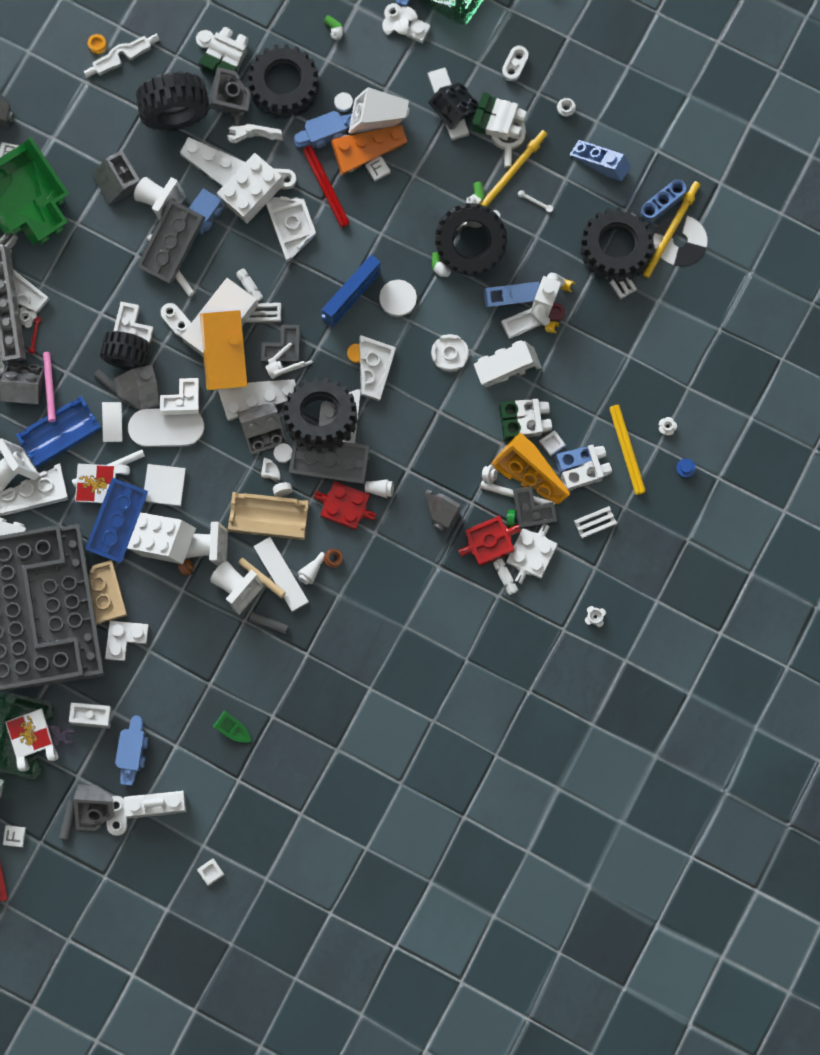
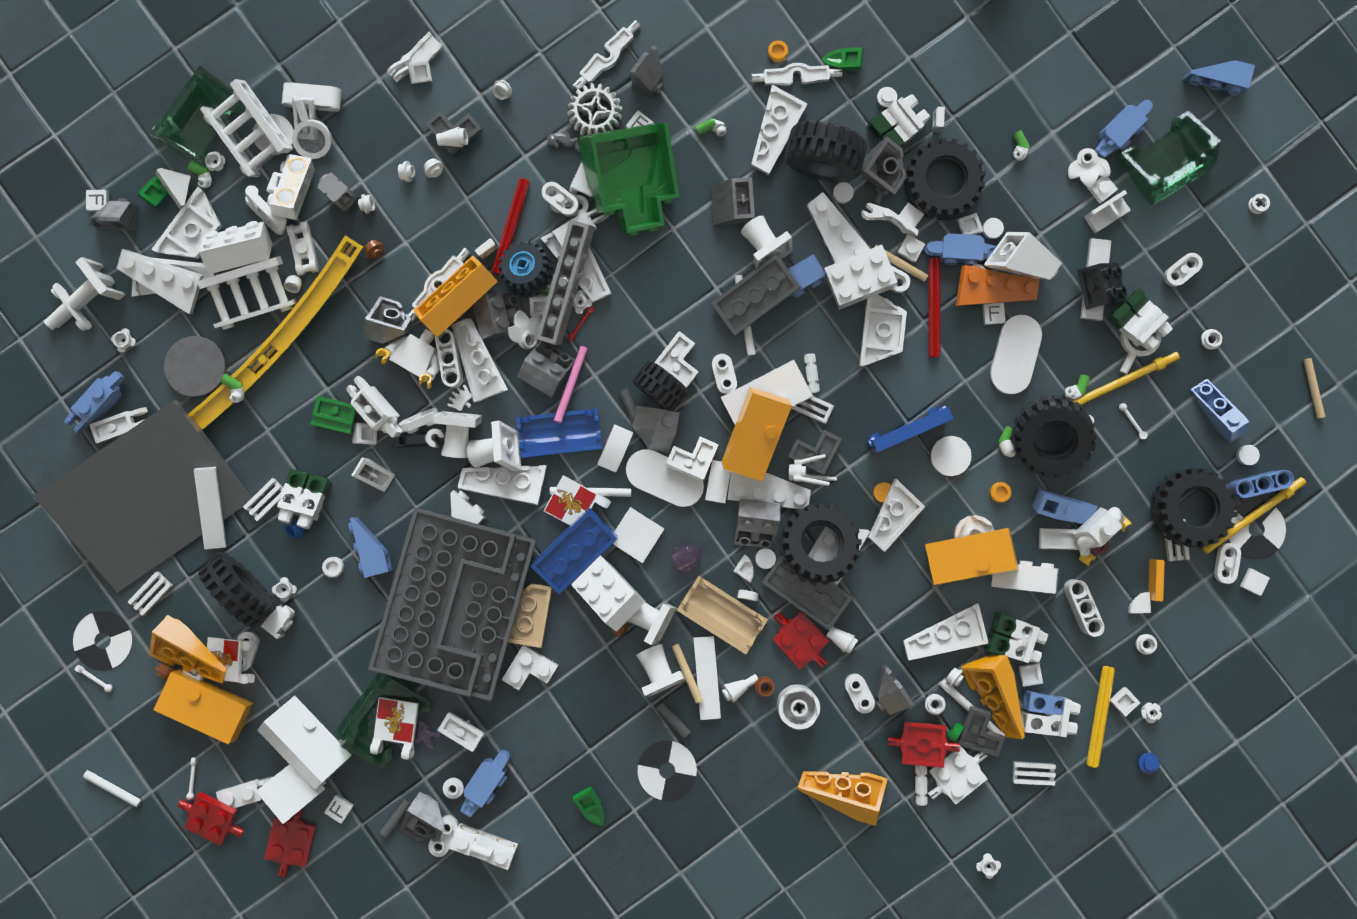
camera: 25 degrees right, 10 degrees up
(71, 125) = (713, 125): none -> arm
(112, 770) = (459, 788): none -> white plate
(122, 94) = (780, 116): none -> white wing
(156, 24) = (845, 58): none -> green plate
(205, 130) = (843, 192): none -> white tile
(213, 409) = (717, 483): none -> white tile
(215, 482) = (686, 557): none -> clear purple head
(255, 36) = (938, 119): none -> white tile
(271, 121) = (911, 214): none -> white tile
(283, 148) = (911, 248): none -> white plate
(284, 652) = (684, 774): none -> sticker
(287, 165) = (906, 266): none -> tan bar
(323, 107) = (970, 225): none -> white tile
(366, 569) = (808, 712): none -> white brick
(412, 192) = (1015, 354): none -> white tile
(415, 527) = (860, 693): none -> white plate
(431, 46) = (1107, 212): none -> white panel
(451, 366) = (971, 556): none -> light orange brick
(454, 308) = (1000, 492): none -> light orange tile
(455, 611) = (850, 794): none -> light orange wedge
(472, 439) = (952, 634): none -> white wing
(484, 499) = (941, 704): none -> white plate
(563, 359) = (1091, 613): none -> white beam
(615, 343) = (1140, 604): none -> white tile
(616, 317) = (1156, 579): none -> light orange tile
(638, 368) = (1152, 644): none -> white plate
(640, 427) = (1124, 701): none -> white plate
(642, 184) = (1247, 455): none -> white tile
(668, 278) = (1229, 563): none -> white plate
(669, 107) = (1314, 389): none -> tan bar
(699, 282) = (1254, 582): none -> white tile

